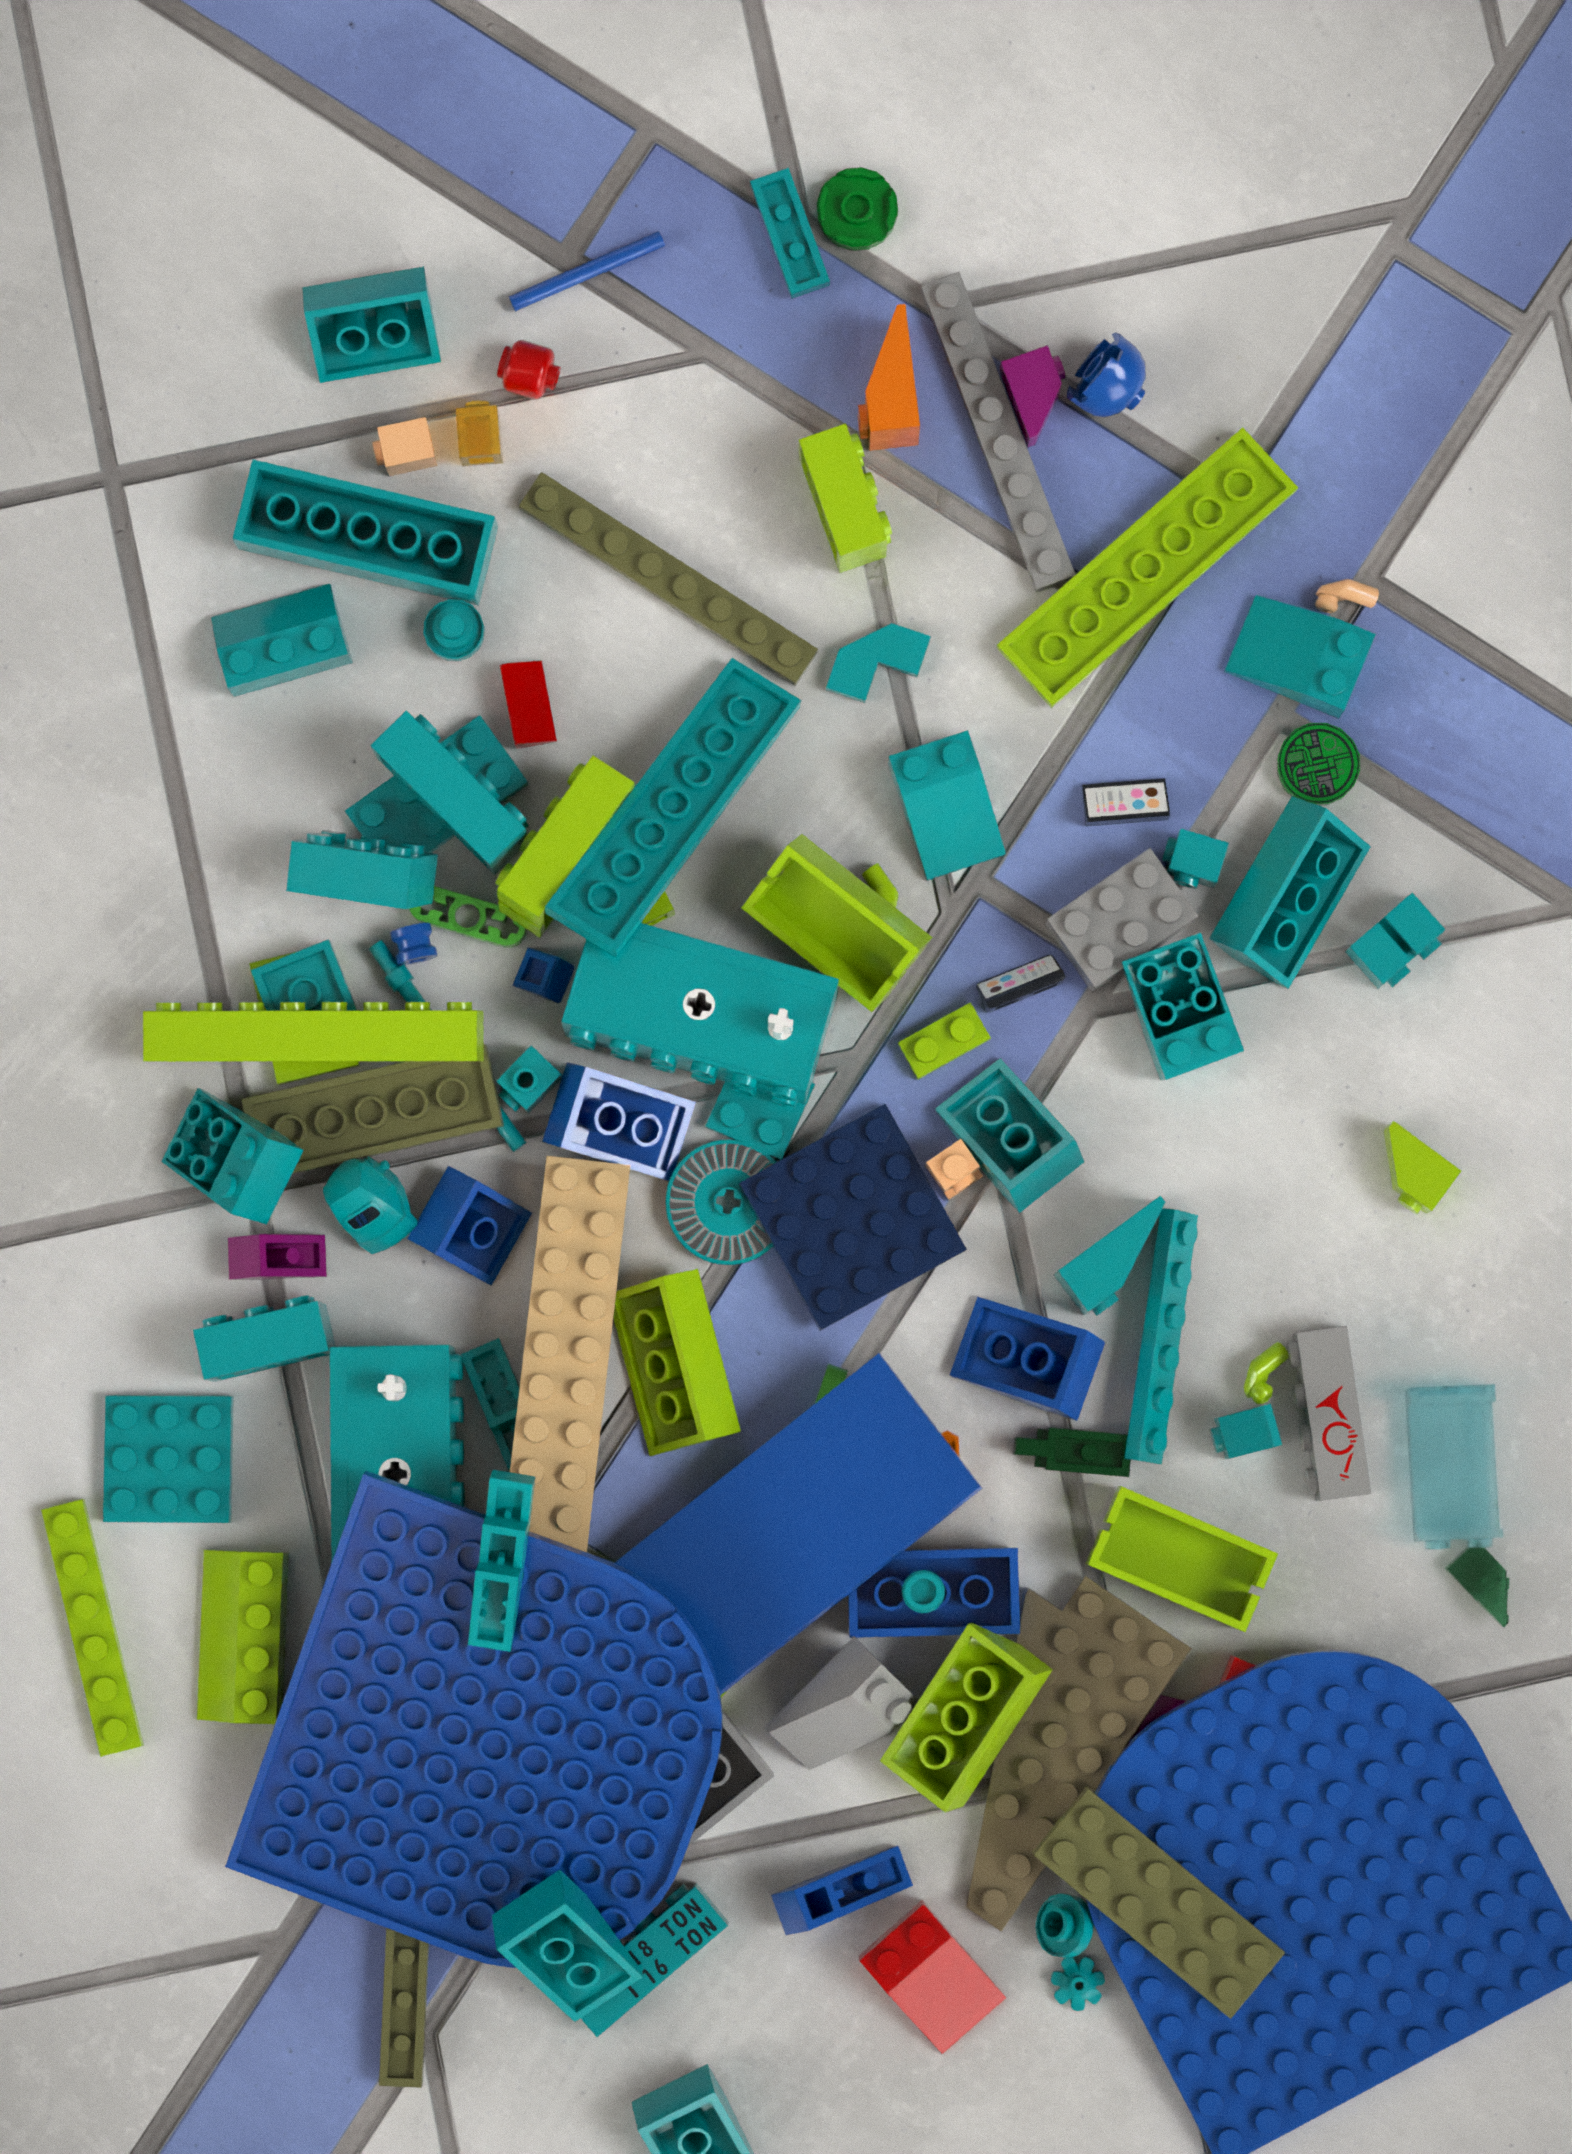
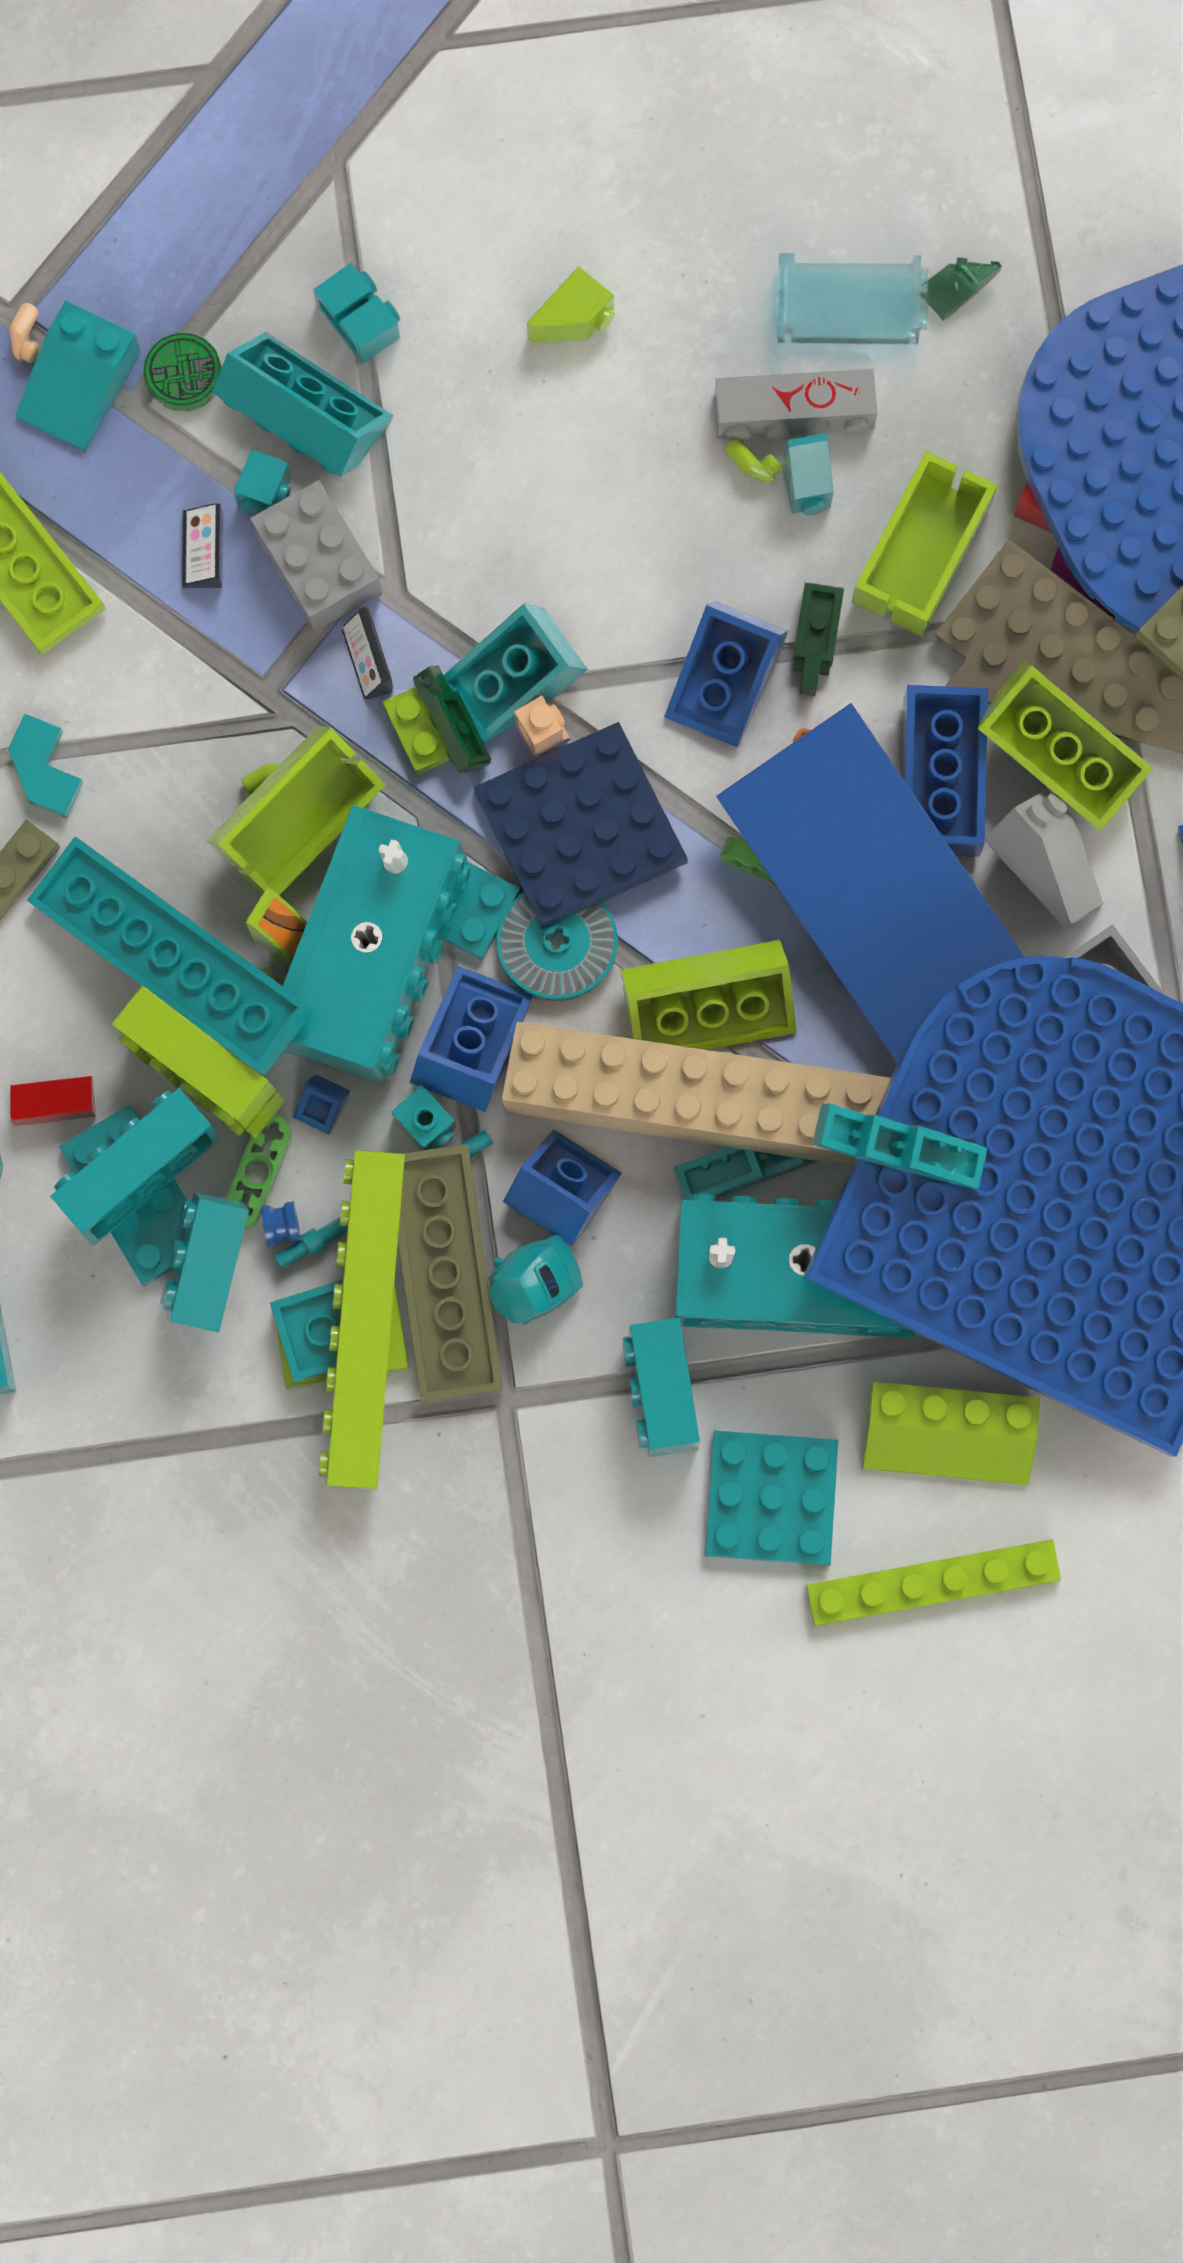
camera: 90 degrees left, 5 degrees down
(232, 1157) = (478, 1412): teal slope -> none
(276, 1256) = (579, 1377): magenta slope -> none
(708, 914) = (276, 927): none -> slope
(923, 1591) = (944, 771): teal tile -> none
(946, 805) = (189, 709): teal slope -> none
(952, 1075) = (452, 721): none -> dark green hinge
(1104, 1267) = (640, 583): teal slope -> none
(1161, 1336) = (725, 551): teal plate -> none
(1181, 1007) = (406, 503): teal slope -> none

